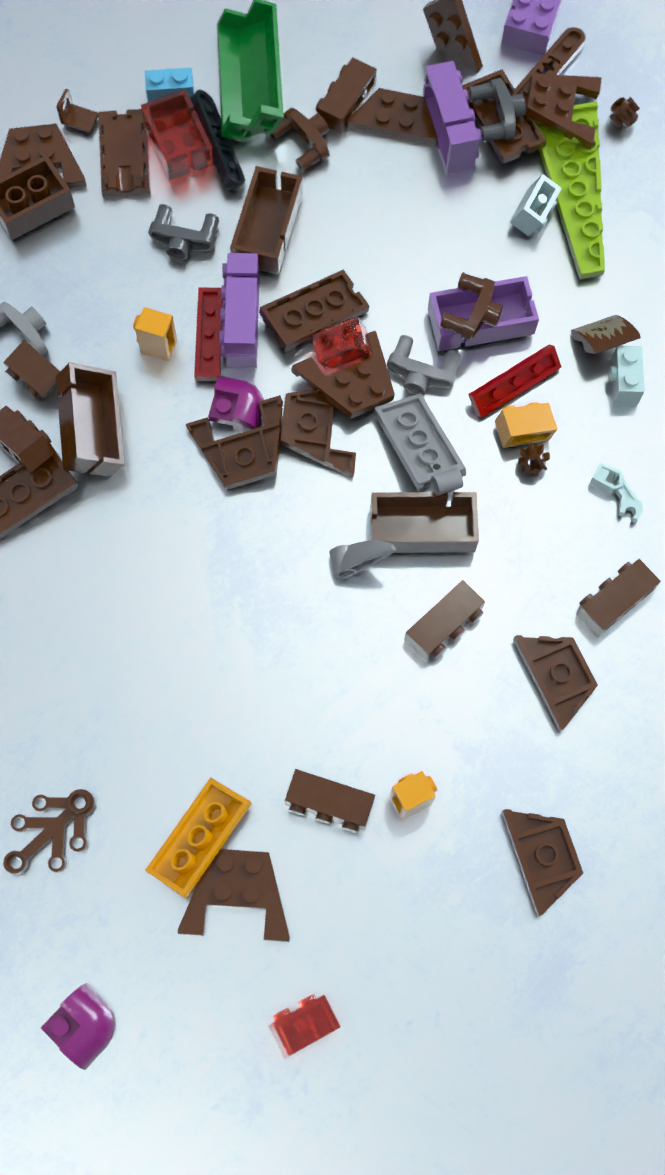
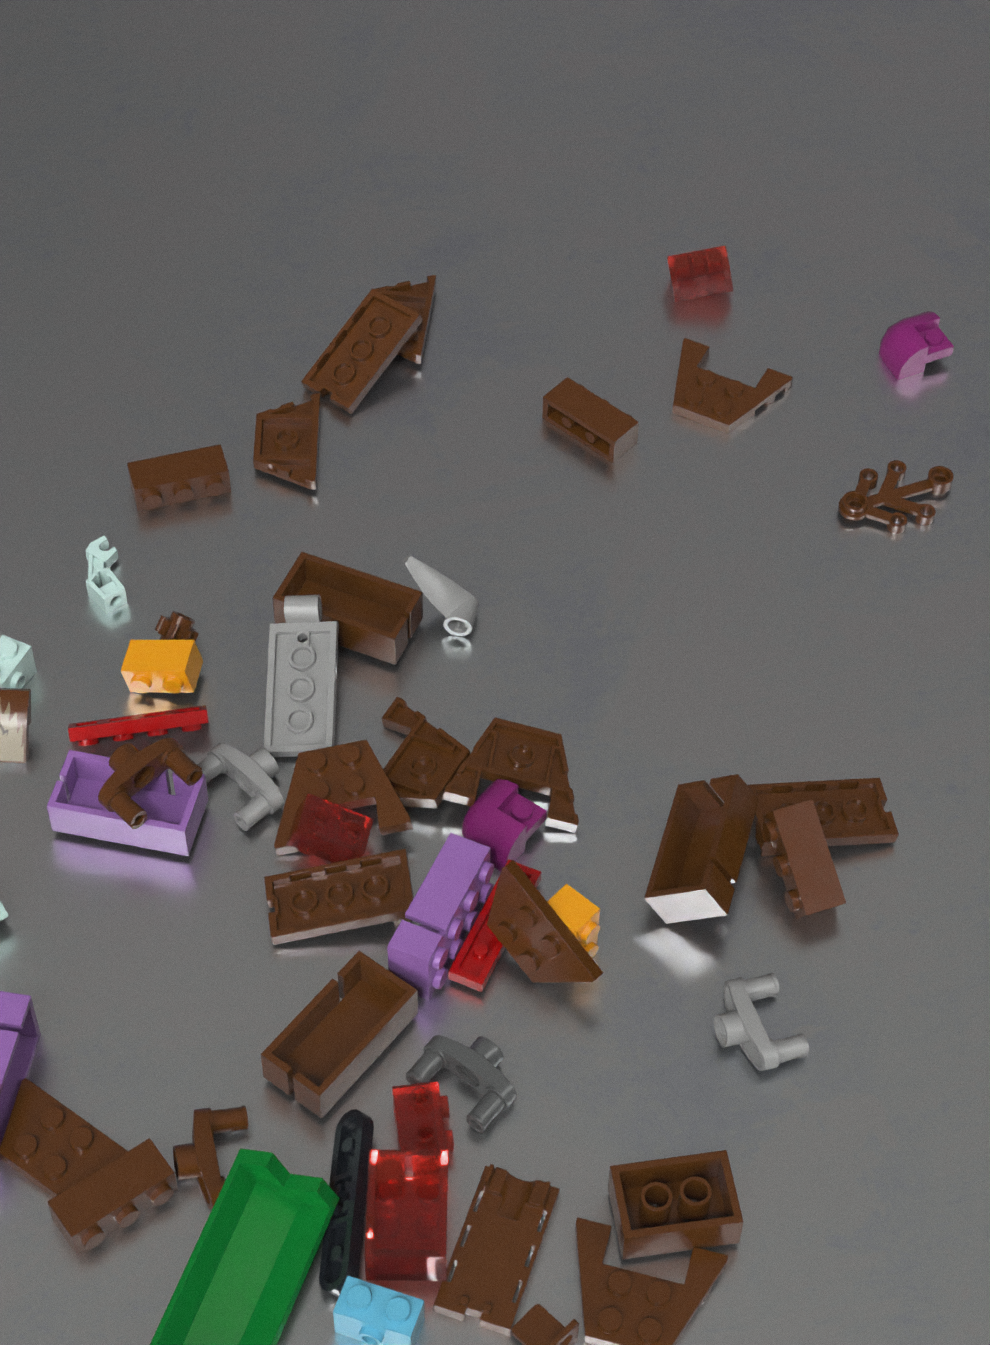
camera: 155 degrees left, 20 degrees down
(32, 369) = (754, 946): reddish brown brick -> none
(181, 310) = (536, 933): none -> reddish brown wing
(195, 192) = (420, 1118): none -> clear red brick
(198, 837) = (738, 436): light orange slope -> none
(413, 794) = (505, 382): light orange brick -> none
(445, 621) = (380, 521): brick -> none
(550, 785) = (362, 350): none -> reddish brown piece

